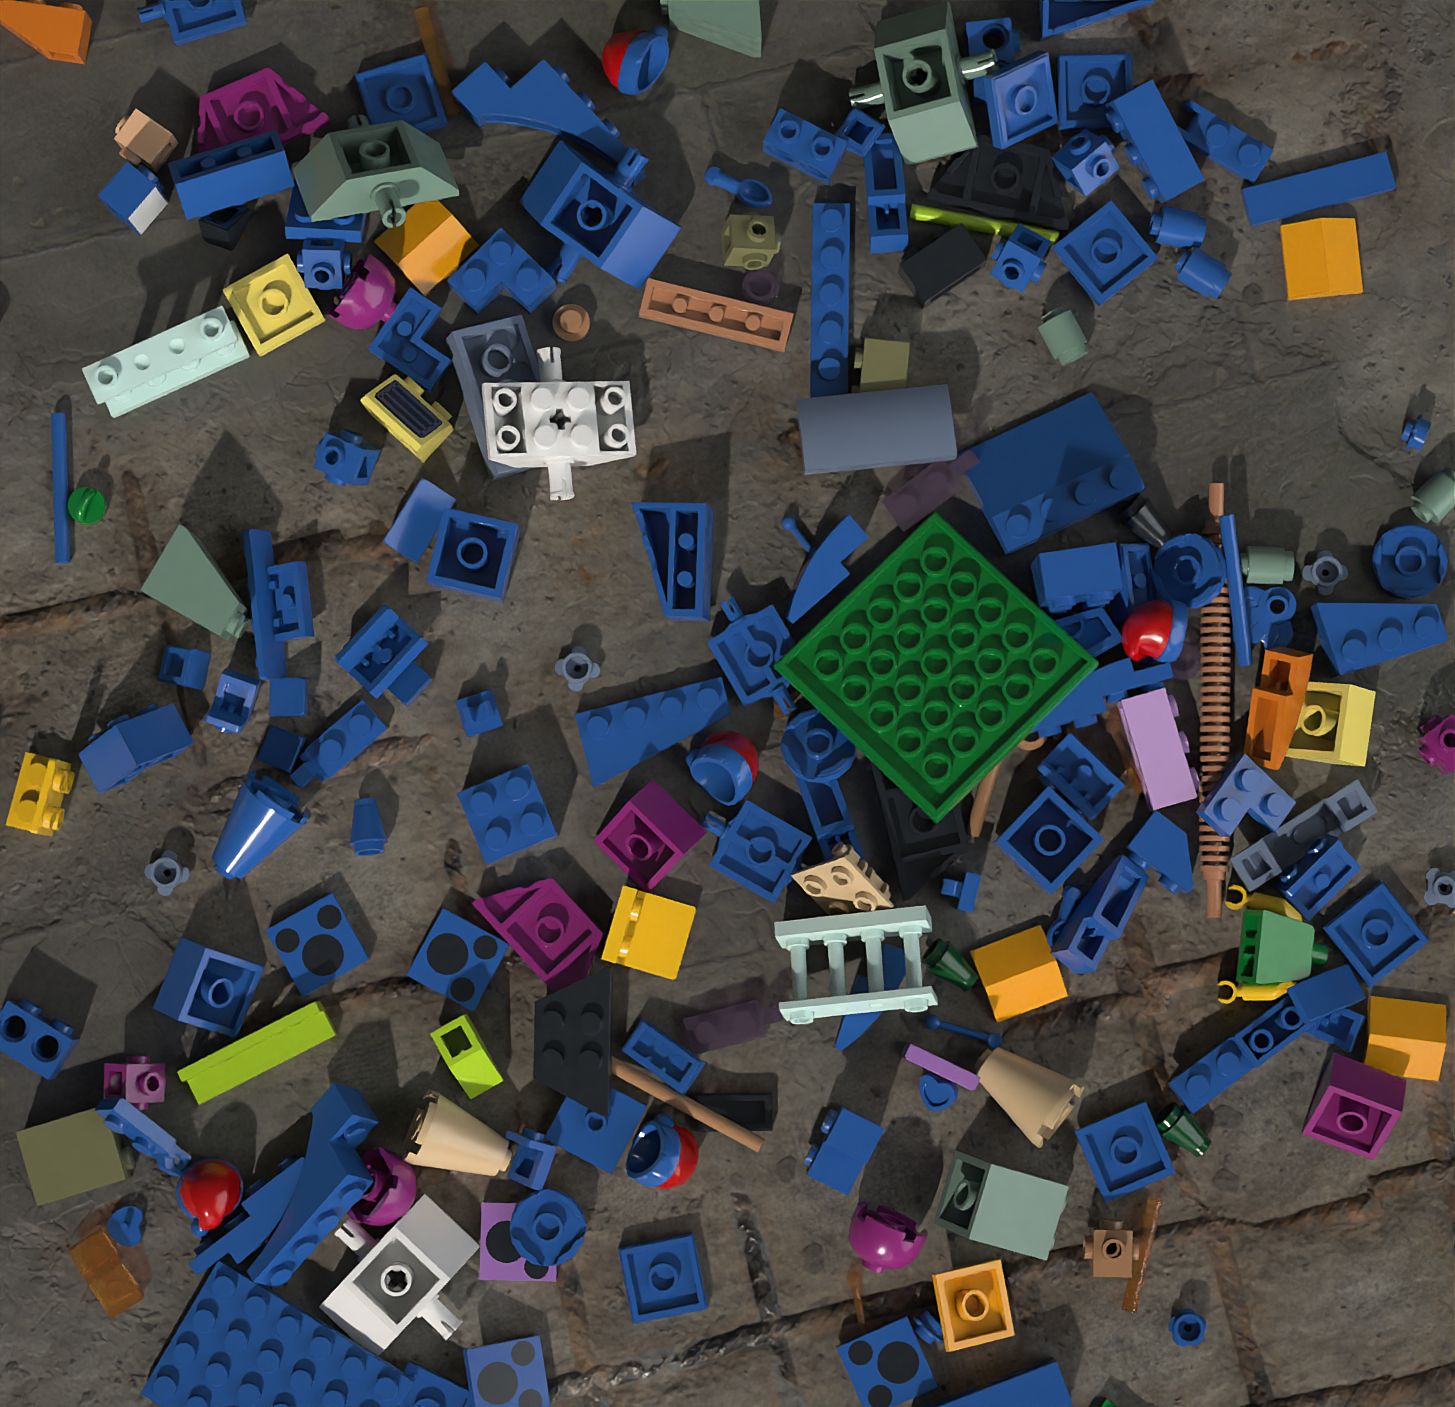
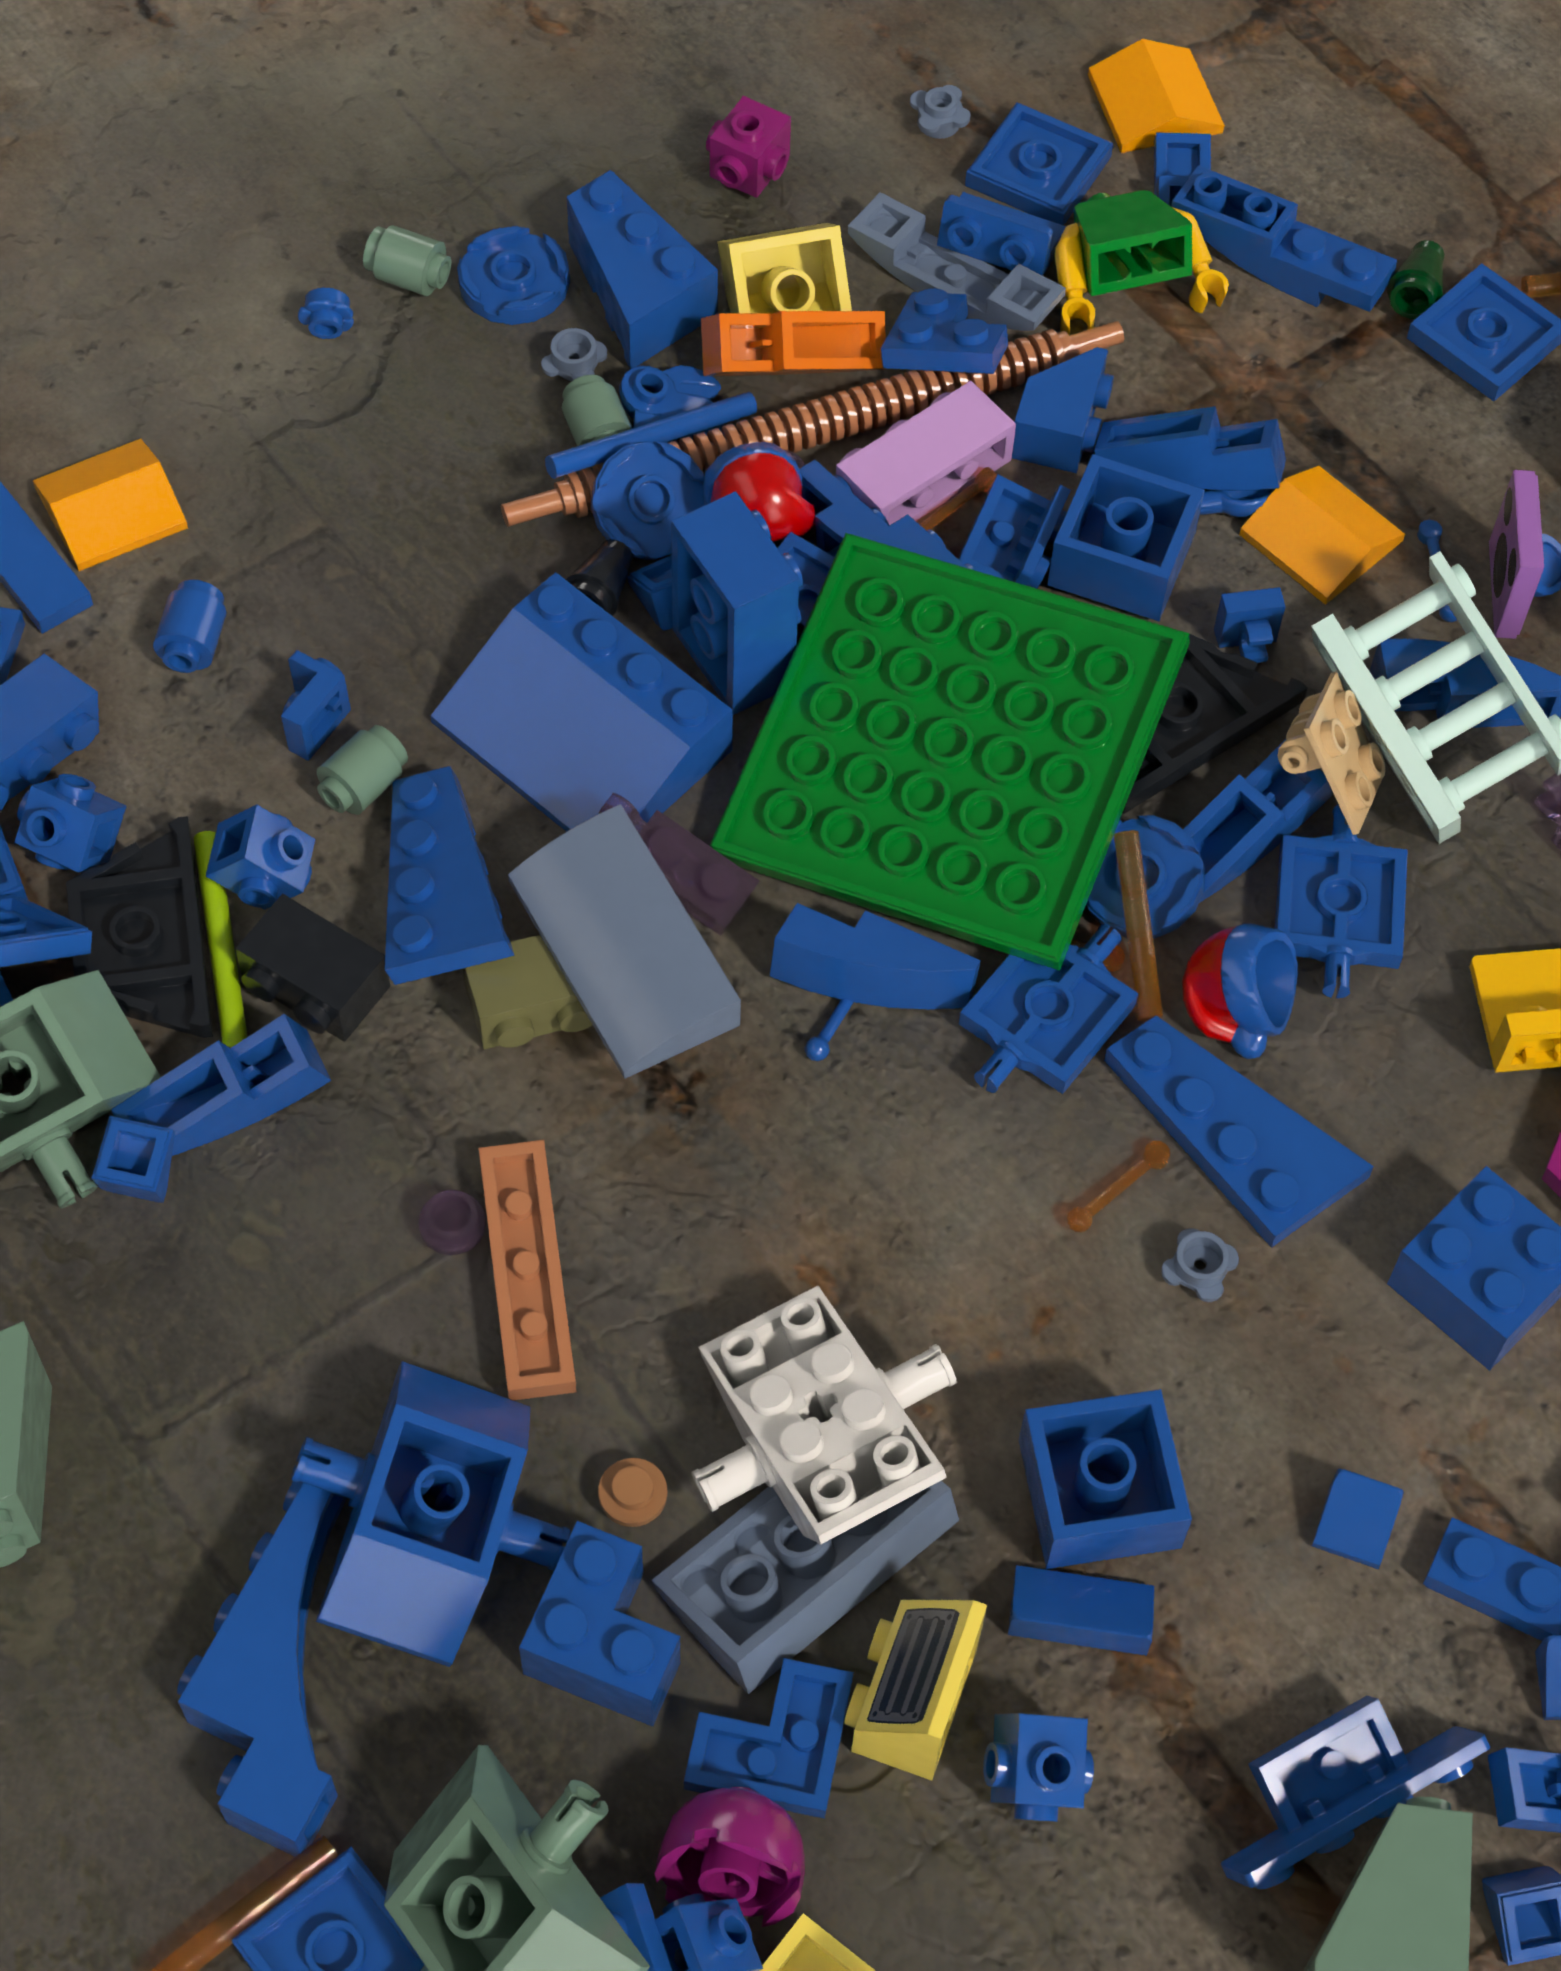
camera: 115 degrees left, 25 degrees down
(289, 697) = (1487, 1699): blue slope -> none
(380, 651) = (1335, 1571): blue bracket -> none
(427, 245) = (624, 1772): light orange slope -> none
(479, 713) = (1348, 1387): blue tile -> none
(636, 58) = (121, 1558): blue piece -> none
(650, 836) = (1403, 1053): magenta slope -> none
(651, 677) = (1154, 1156): none -> clear orange hinge
(680, 555) = (950, 1163): blue wedge -> none
(748, 191) = (294, 1300): blue piece -> none
(749, 240) = (373, 1243): olive brick -> none
(786, 725) = (1138, 924): none -> clear orange bar
(804, 146) = (186, 1232): blue brick -> none
(829, 299) = (441, 1113): blue plate -> none
(948, 964) = (1363, 598): dark green cone -> none
(956, 345) = (437, 883): none -> blue wing
(1027, 1092) = (1484, 432): tan cone -> none
(1105, 253) = (206, 760): blue plate -> none
(1114, 324) = (316, 705): none -> blue bracket
(1177, 228) = (130, 680): blue brick -> none
(1326, 993) = (1154, 167): blue slope -> none
(1355, 1106) = (1275, 108): magenta slope -> none

